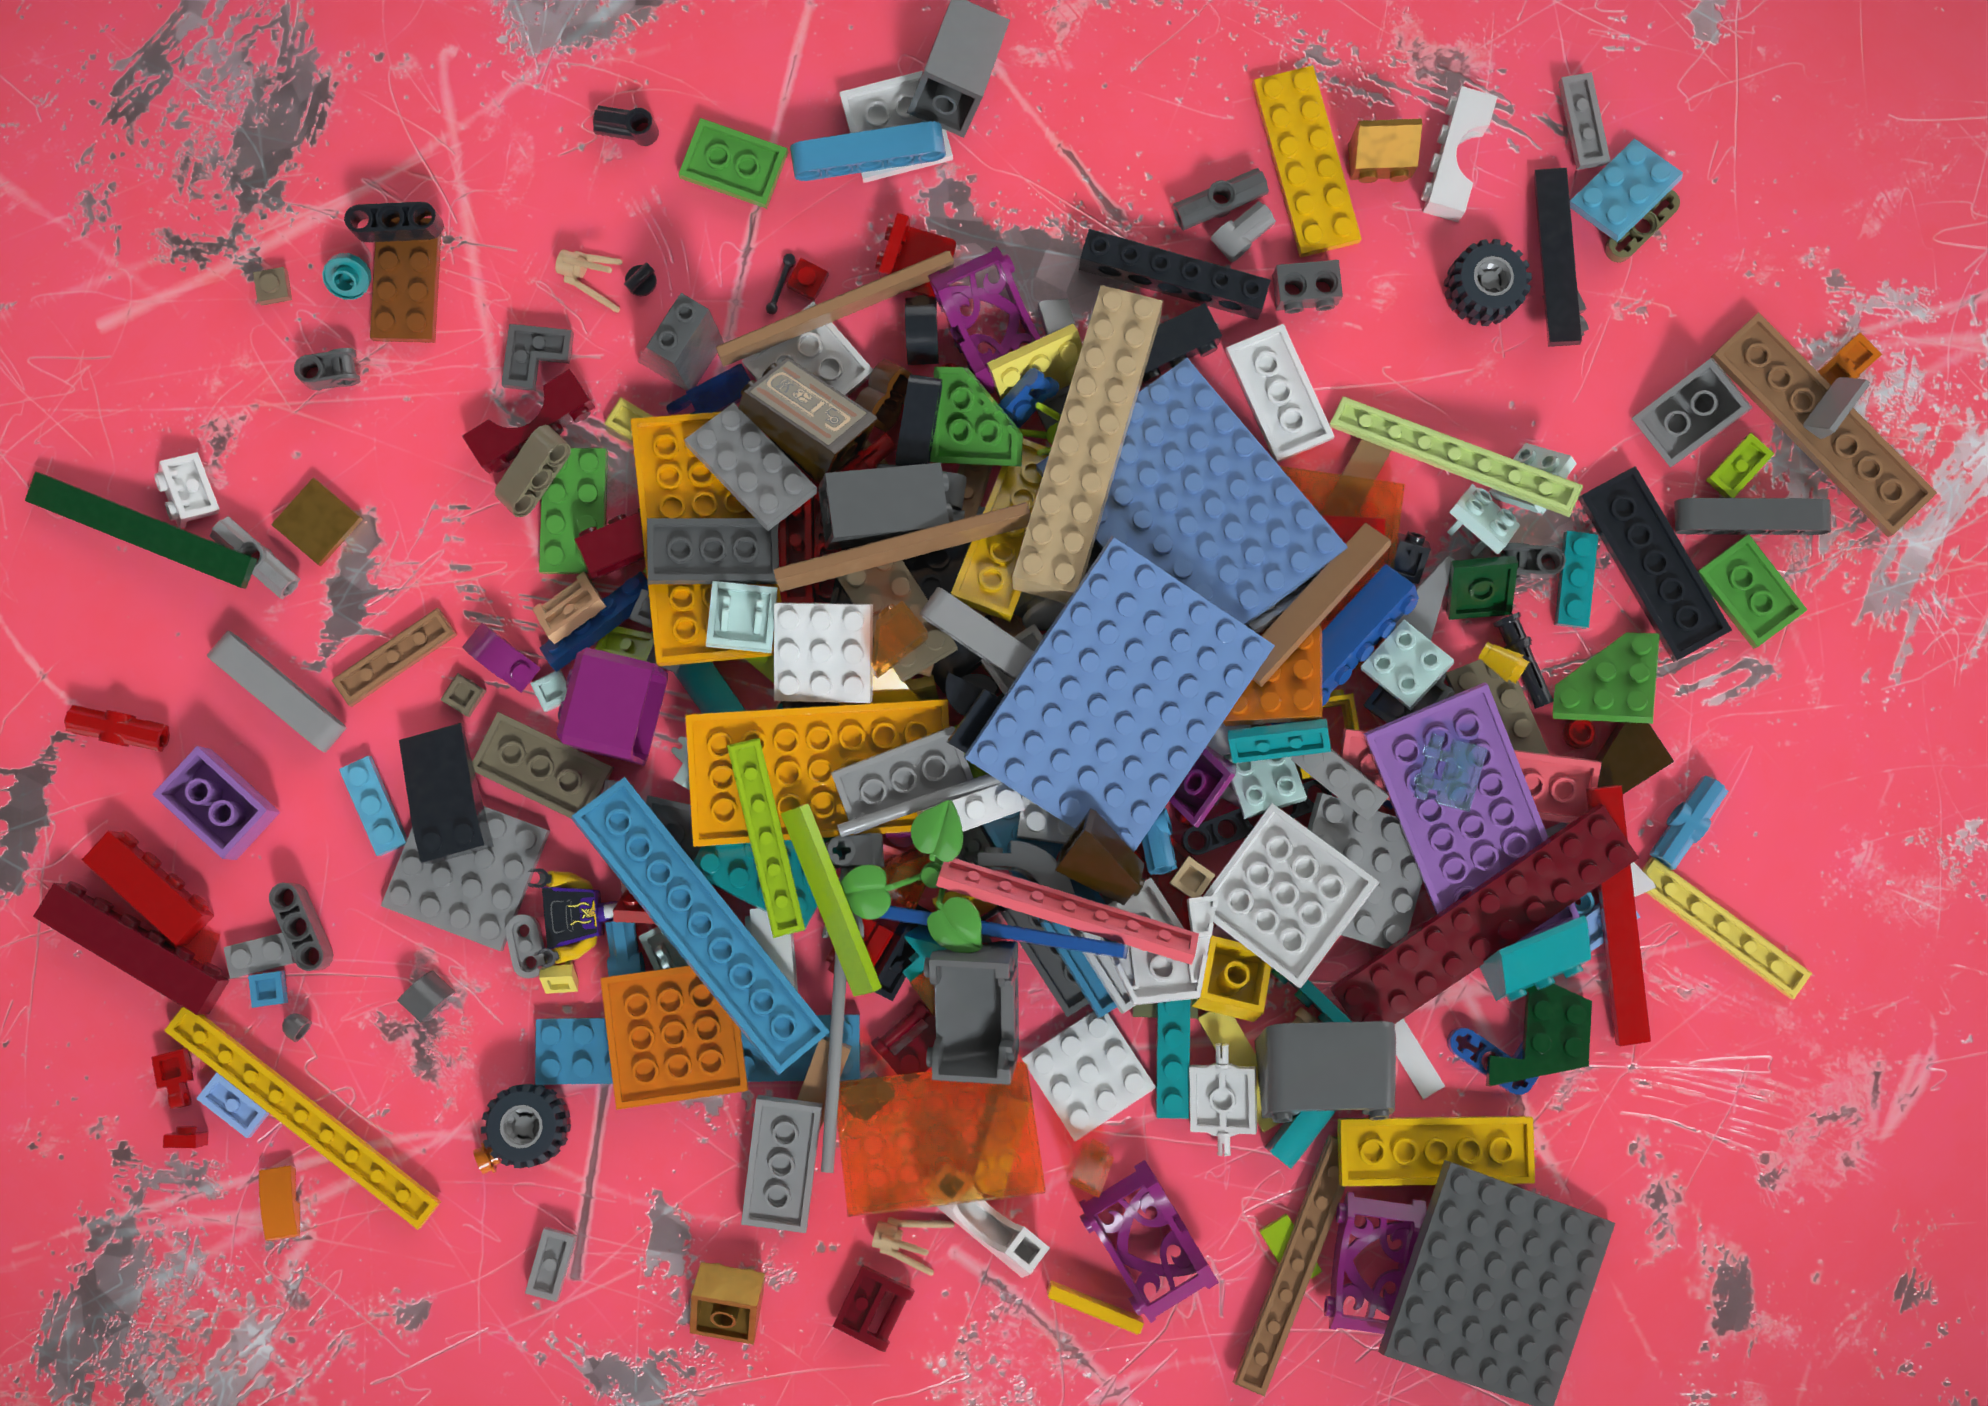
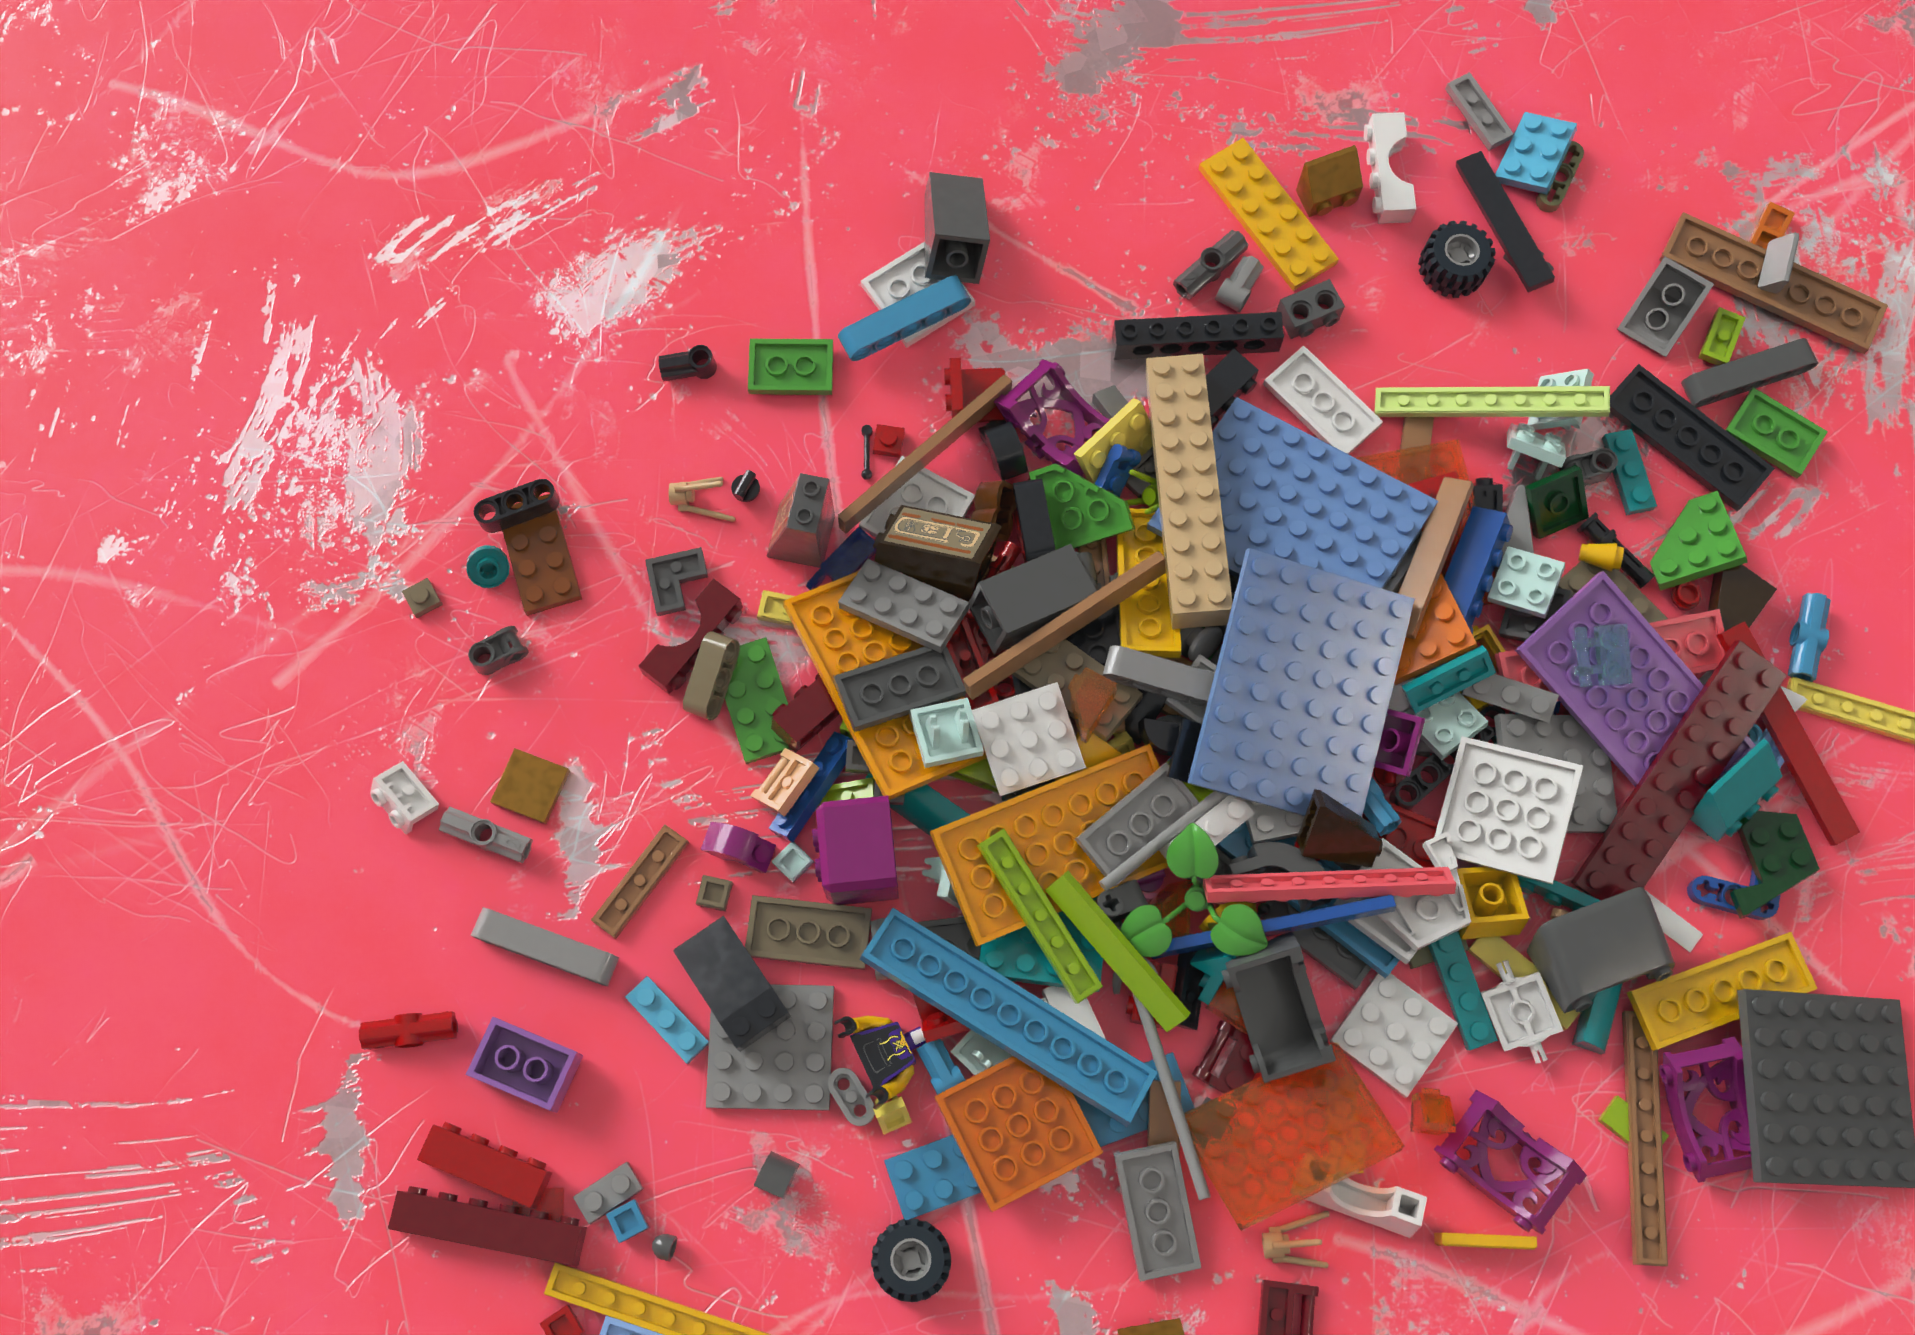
camera: 20 degrees left, 10 degrees down
(141, 530) = (375, 844): dark green tile -> none
(287, 919) = (625, 1145): dark grey beam -> none
(484, 1160) = (884, 1305): orange plate -> none
(1192, 878) = (1417, 826): tan plate -> none

